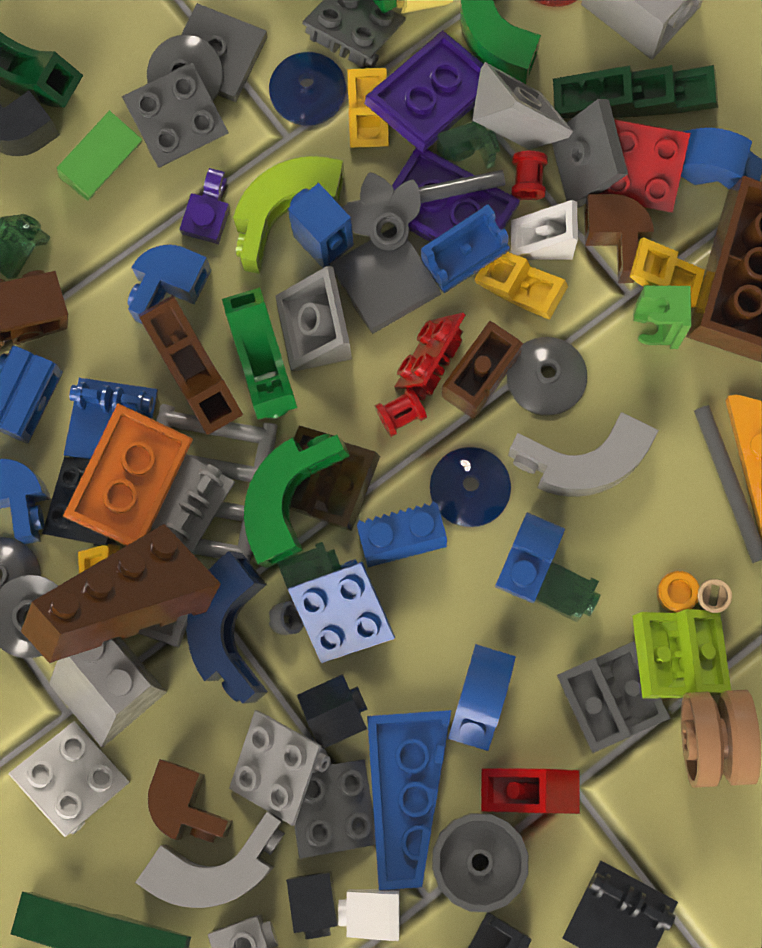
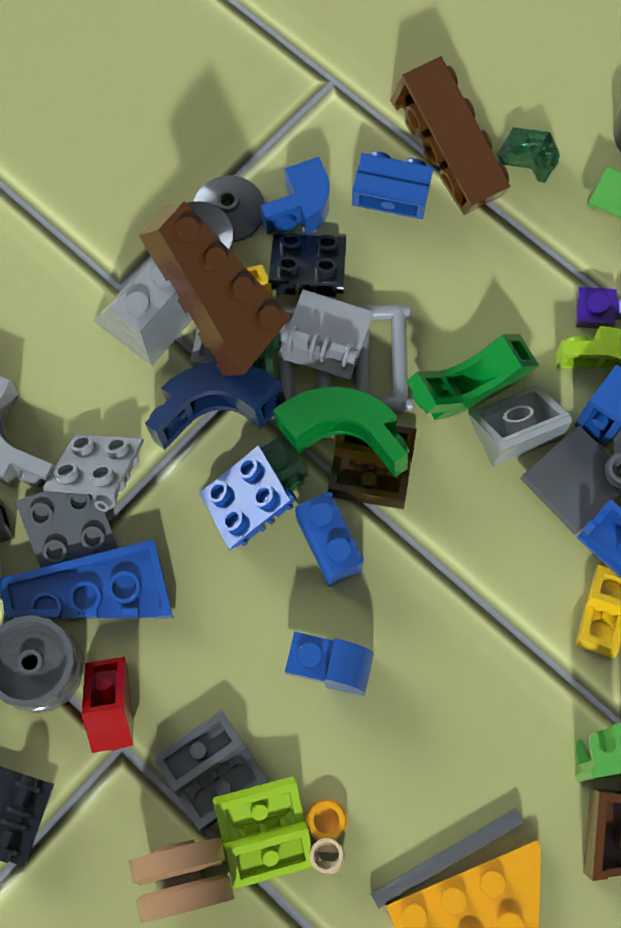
camera: 75 degrees right, 5 degrees down
(69, 779) = (61, 298): white hinge -> none
(94, 407) = (385, 266): blue hinge -> none
(128, 476) = (333, 284): orange tile -> none
(164, 271) = (534, 280): blue brick -> none
(172, 803) = (49, 388): reddish brown brick -> none
(190, 365) = (437, 332): reddish brown arch -> none
(277, 623) = (224, 454): dark grey hinge -> none
(333, 711) = (152, 506): black brick -> none
(400, 411) = (449, 517): red bush -> none
(438, 343) = (531, 536): red hinge -> none
(470, 507) = (387, 618): clear blue dish -> none
(482, 369) = (506, 584): reddish brown brick -> none
(482, 697) = (189, 640): blue brick -> none
(544, 394) = (504, 668): dark grey dish -> none
(568, 593) = (304, 708): clear green bracket -> none
(591, 471) = (437, 725): light grey arch -> none

